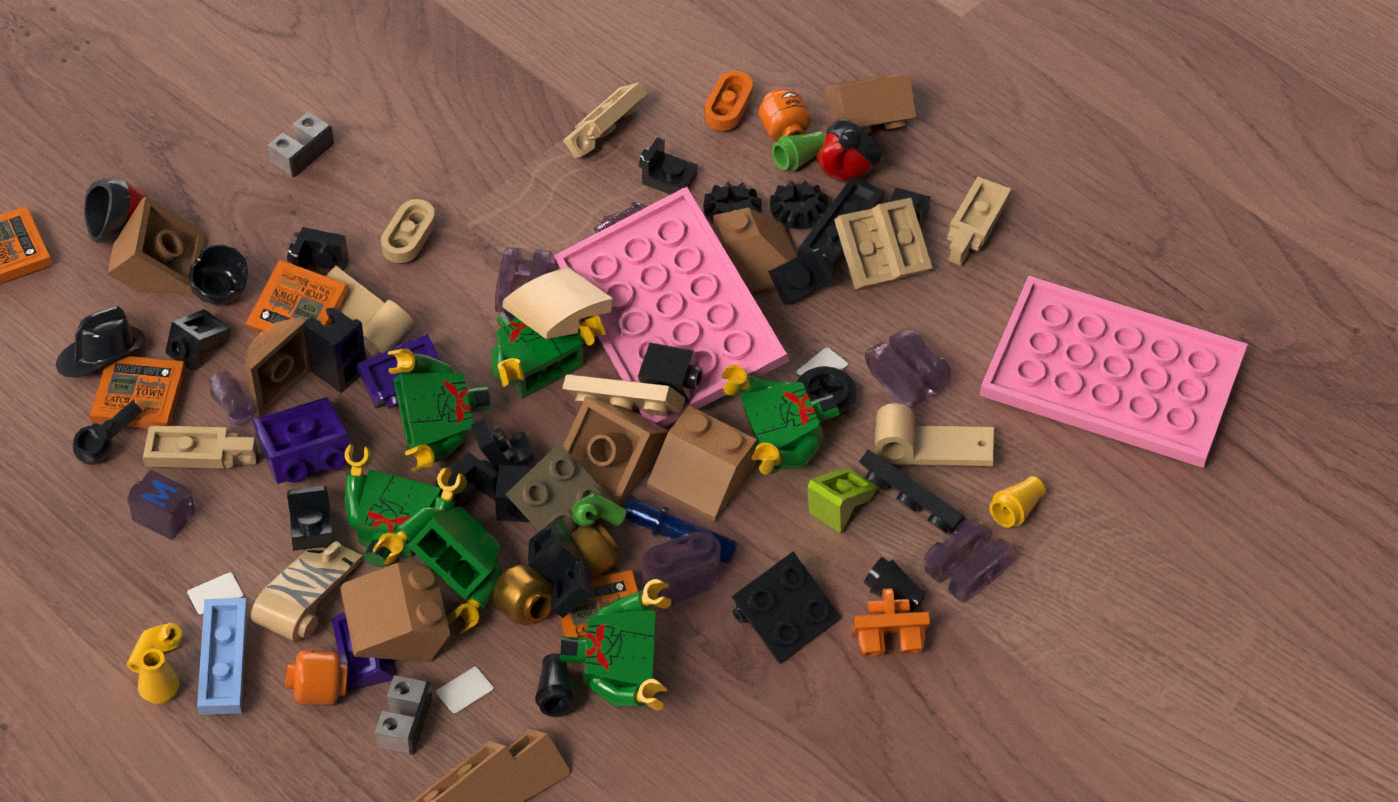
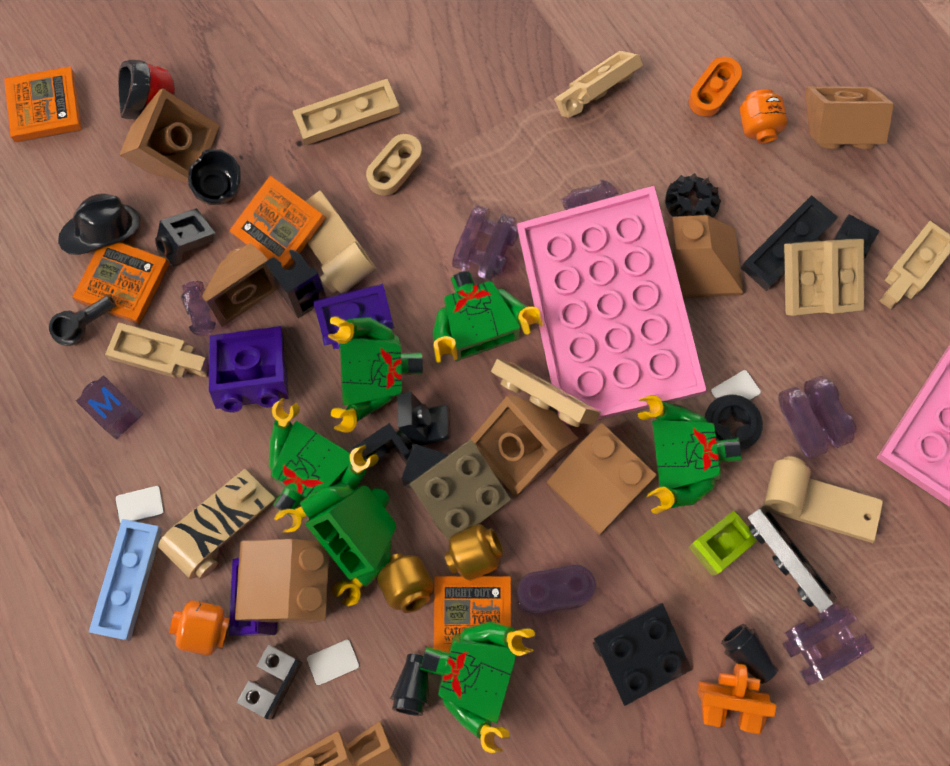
camera: 15 degrees right, 20 degrees up
(157, 678) = (62, 592): yellow cone -> none
(162, 637) = (70, 548): yellow arm -> none
(308, 145) = (335, 45): flat silver piece -> none
(310, 518) = (235, 455): black bracket -> none
(319, 249) = (310, 166): black bracket -> none
(343, 193) = (346, 111): none -> tan plate
(557, 302) = (505, 285): tan slope -> none
(560, 561) = (442, 560): black slope -> none
(595, 507) = (489, 512): bright green arm -> none
(664, 170) = (641, 149): black bracket -> none
(671, 368) = (593, 384): black brick -> none
(671, 526) = (561, 540): clear blue axle -> none
(790, 213) = (745, 221): black gear -> none
(796, 150) = (766, 153): bright green cone -> none
(802, 275) = (740, 293): black bracket -> none
(848, 151) = (814, 170): piece -> none
(1014, 503) = (886, 589): yellow cone -> none

